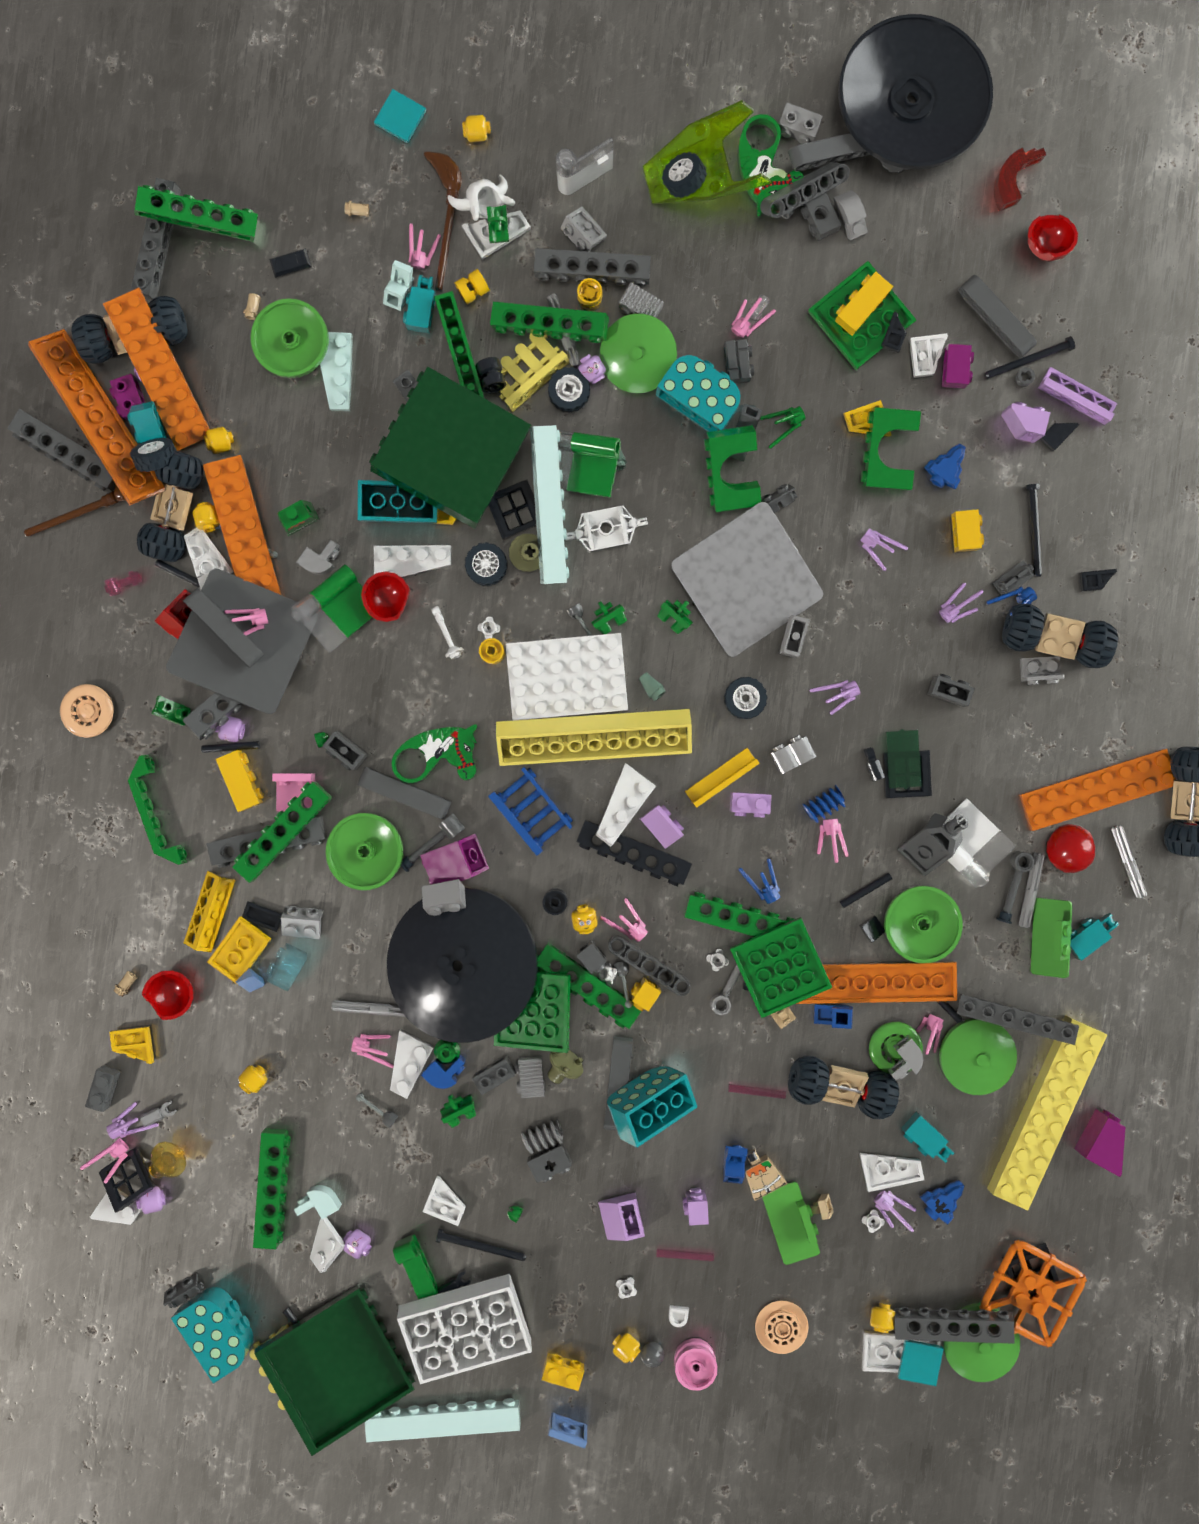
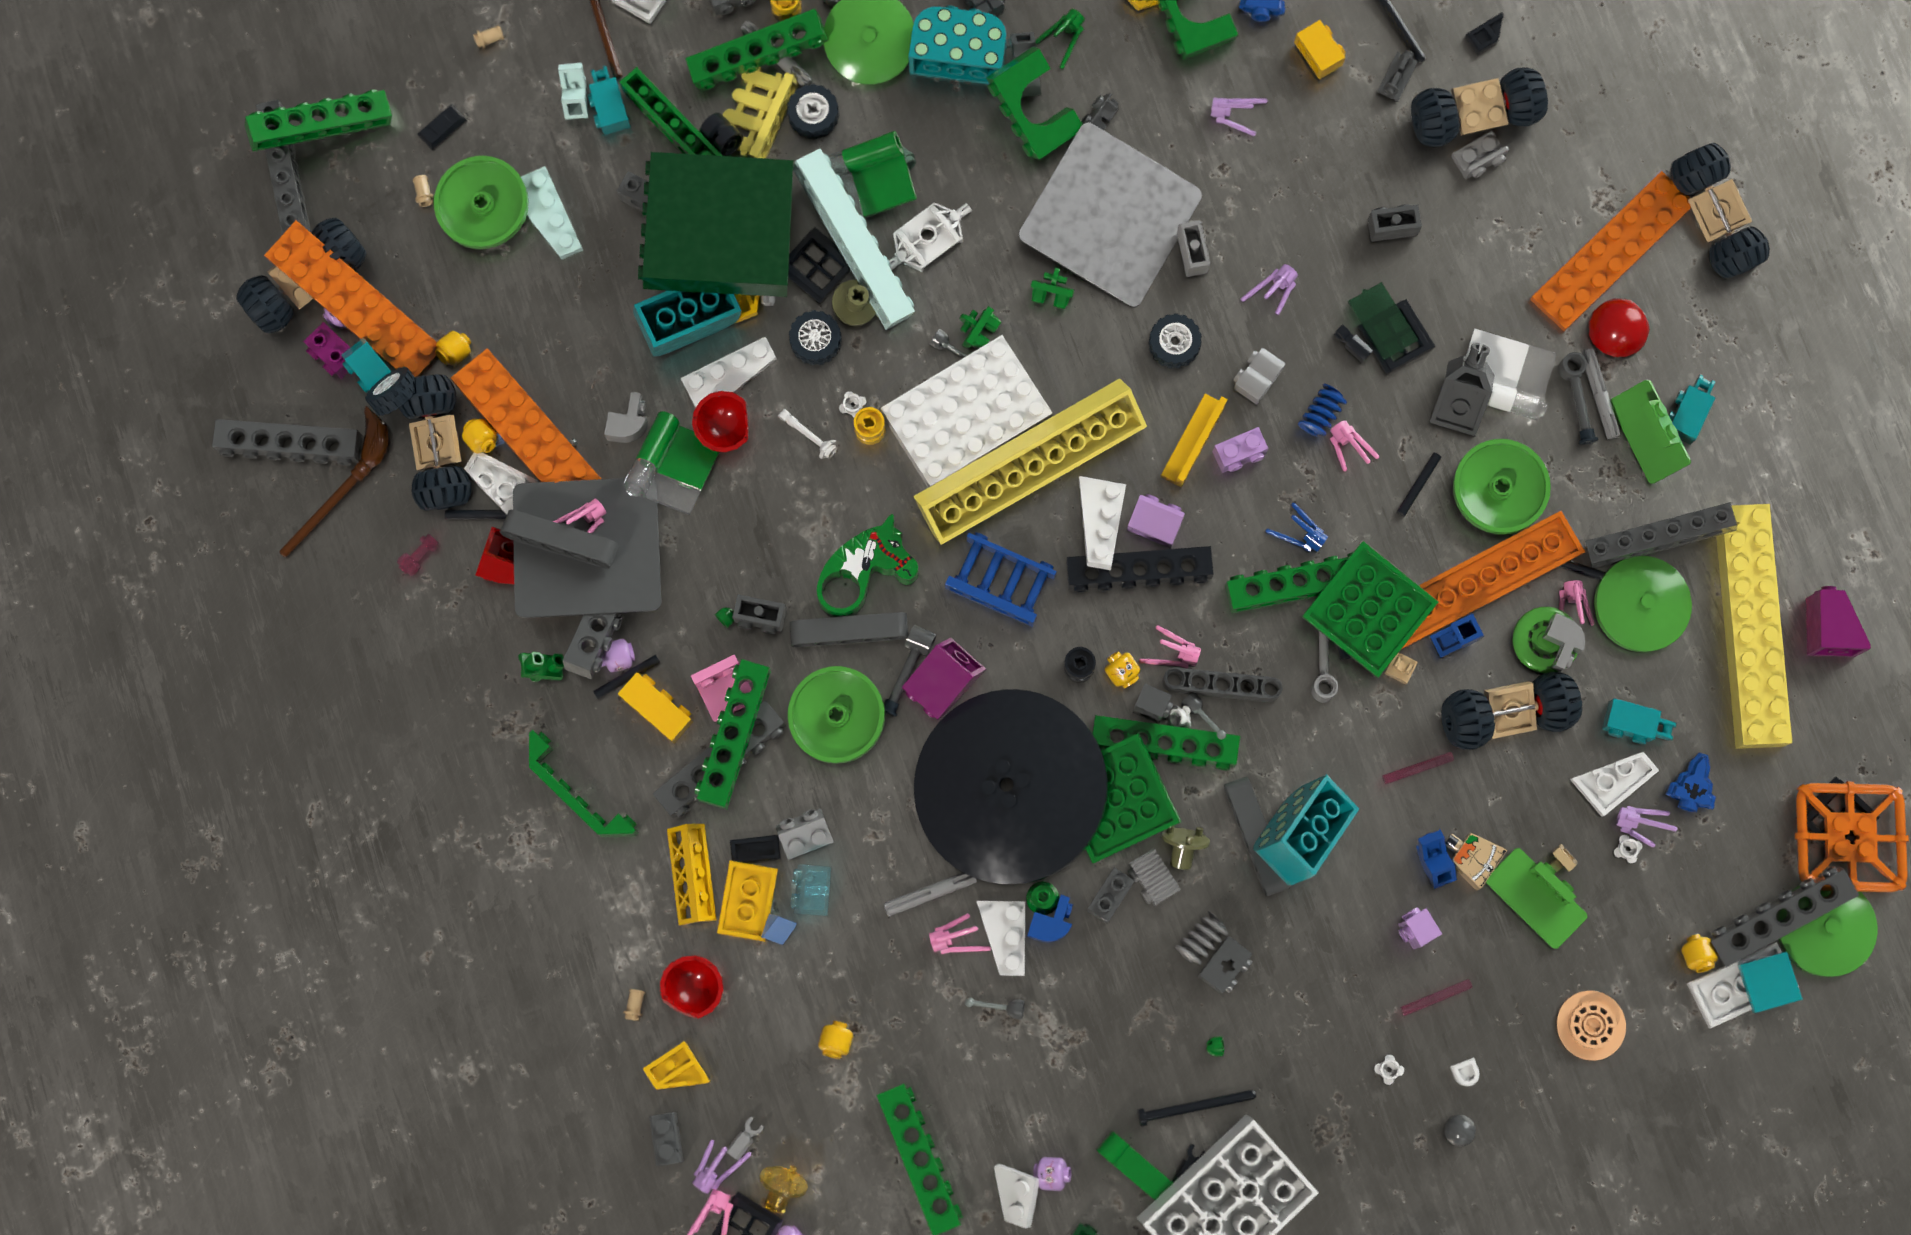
camera: 25 degrees left, 10 degrees down
(86, 710) = (443, 715): light nougat wheel -> none
(94, 414) = (305, 385): orange plate -> none
(297, 516) = (580, 387): green torso -> none
(321, 1198) = (983, 1140): light aqua brick -> none
(417, 258) = (580, 52): bright pink plant -> none
(443, 897) = (952, 716): light grey brick -> none
(444, 1203) = (1128, 1075): white wing -> none
(456, 1108) = (1085, 956): green hips -> none
(477, 282) = (659, 49): yellow wheel -> none
(563, 1371) = (1367, 1203): yellow brick -> none
(592, 368) = (827, 76): lavender head -> none
(622, 1218) = (1341, 987): lavender slope -> none
(626, 1348) = (1426, 1138): yellow head -> none
(645, 994) = (1233, 715): yellow brick -> none
(652, 687) = (1066, 379): sand green cone -> none
(695, 1364) = (1500, 1119): bright pink wheel -> none
(722, 960) = (1293, 635): white plate -> none
(872, 929) = (1449, 522): black slope -> none
(950, 612) = (1348, 142): lavender plant -> none
(1025, 596) = (1418, 85): blue plant -> none
(1129, 861) = (1689, 310): light grey axle -> none

